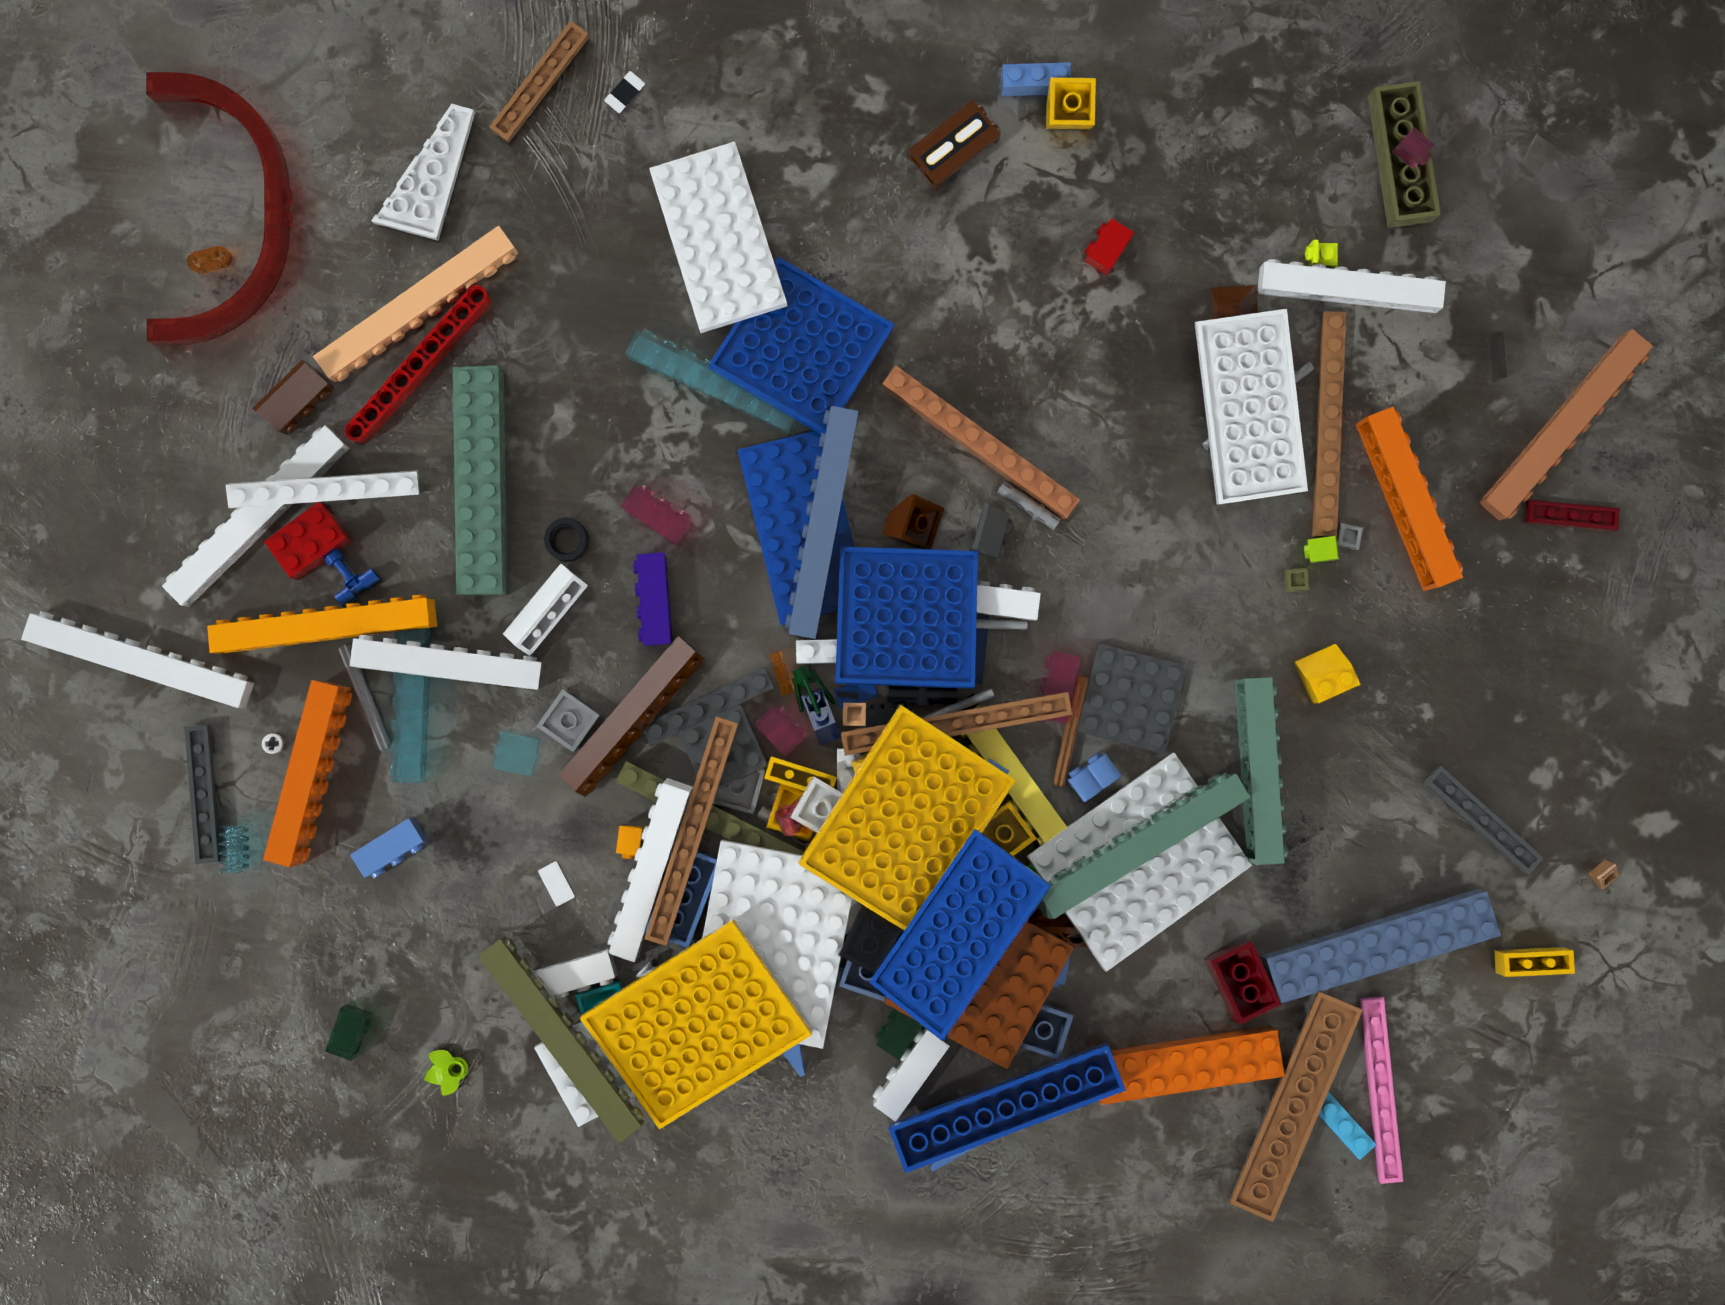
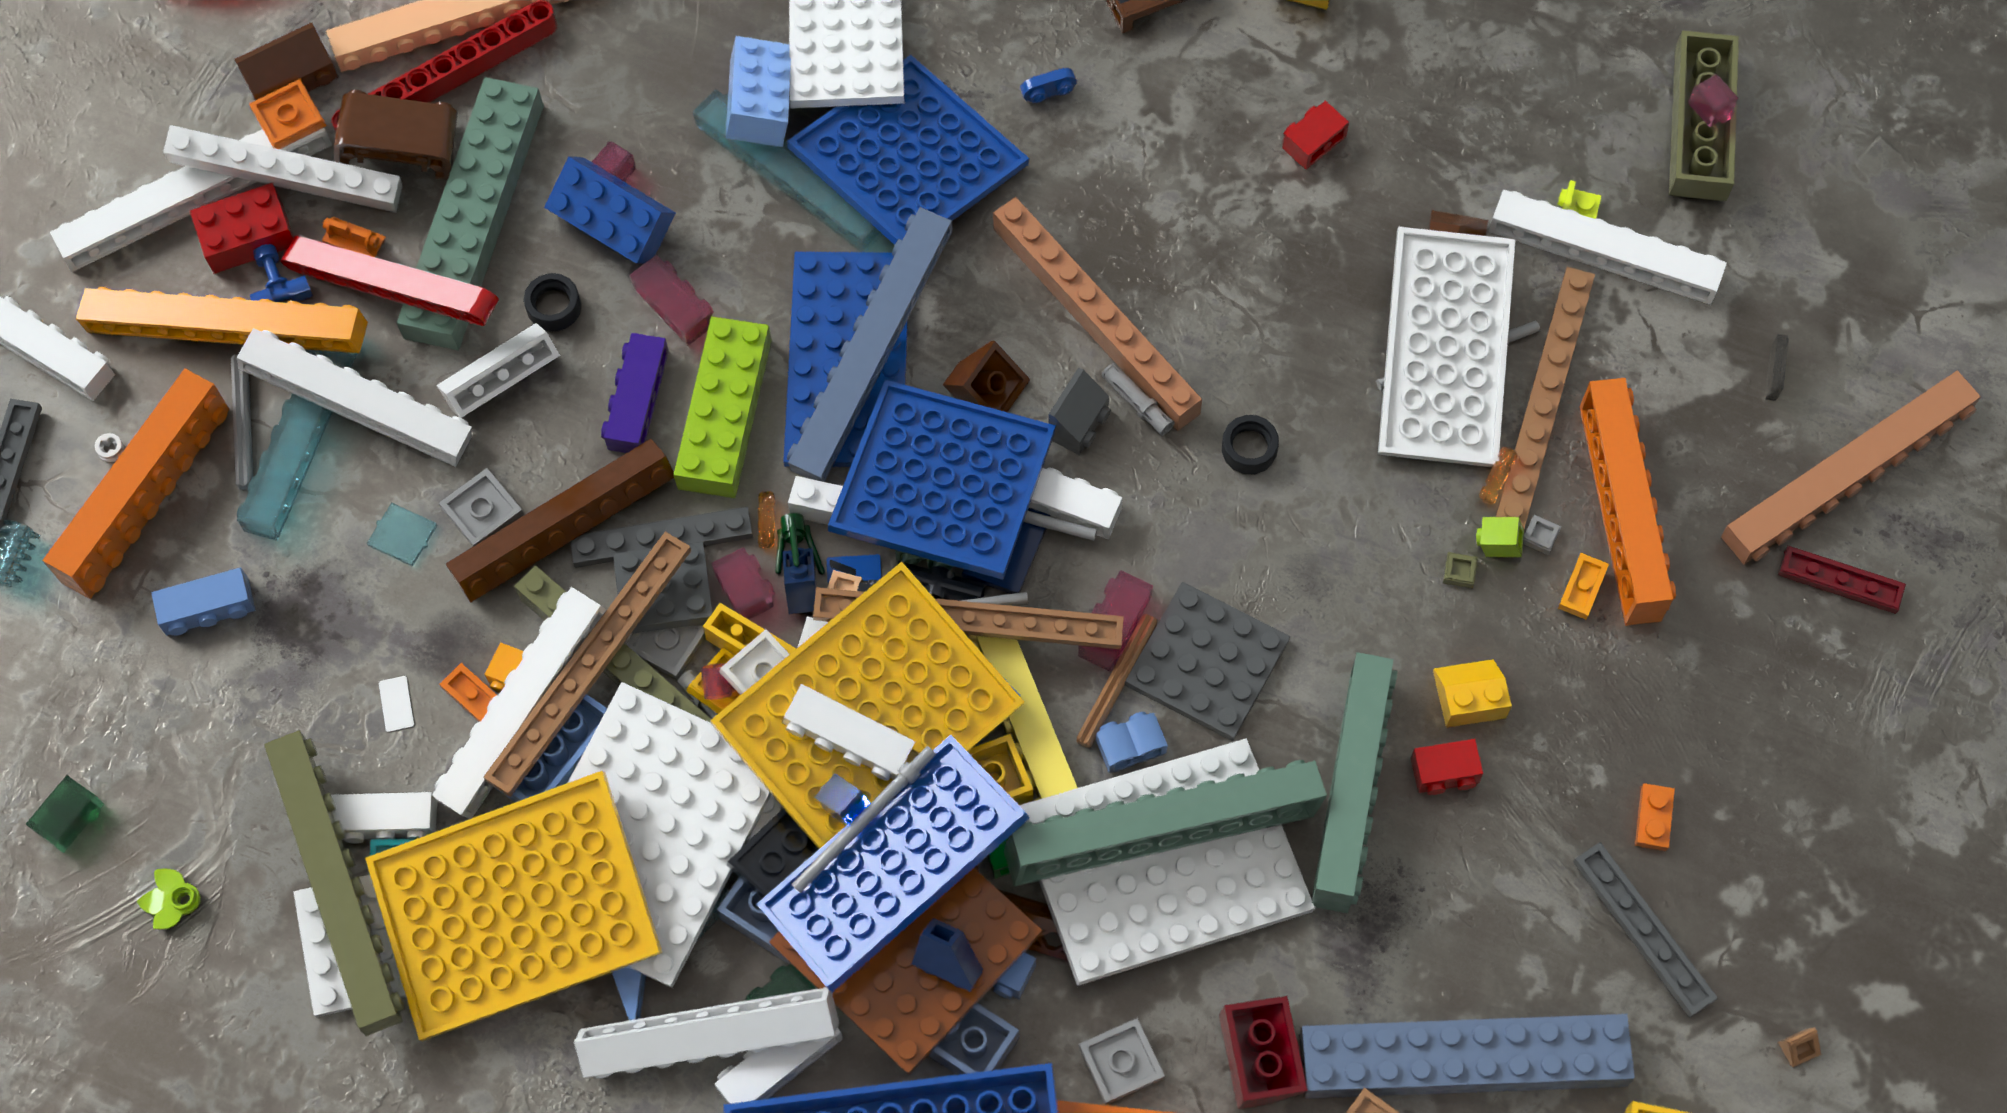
camera: 15 degrees right, 20 degrees down
(309, 439) = (287, 114): none -> orange tile
(395, 525) = (352, 237): none -> orange hinge
(400, 433) = (396, 131): none -> reddish brown windscreen
(440, 564) = (390, 280): none -> beam
(575, 415) = (615, 161): none -> clear pink brick
(587, 455) = (609, 210): none -> blue brick
(609, 865) = (468, 691): none -> orange plate
(671, 325) = (758, 91): none -> light blue brick
(722, 593) = (723, 407): none -> lime brick
(857, 1075) = (707, 1033): none -> white brick
(900, 251) = (1048, 85): none -> blue plate
(900, 846) = (847, 732): none -> white brick
(911, 898) = (842, 800): none -> clear blue brick
(953, 868) = (908, 774): none -> light grey bar
(1016, 989) = (947, 955): none -> dark blue slope
(1134, 509) = (1250, 465): none -> black tyre
(1145, 1010) = (1121, 1061): none -> light grey plate
(1309, 499) = (1498, 475): none -> clear orange axle
(1321, 736) = (1447, 766): none -> red brick
(1389, 571) = (1583, 586): none -> light orange plate
(1473, 733) = (1654, 817): none -> orange plate

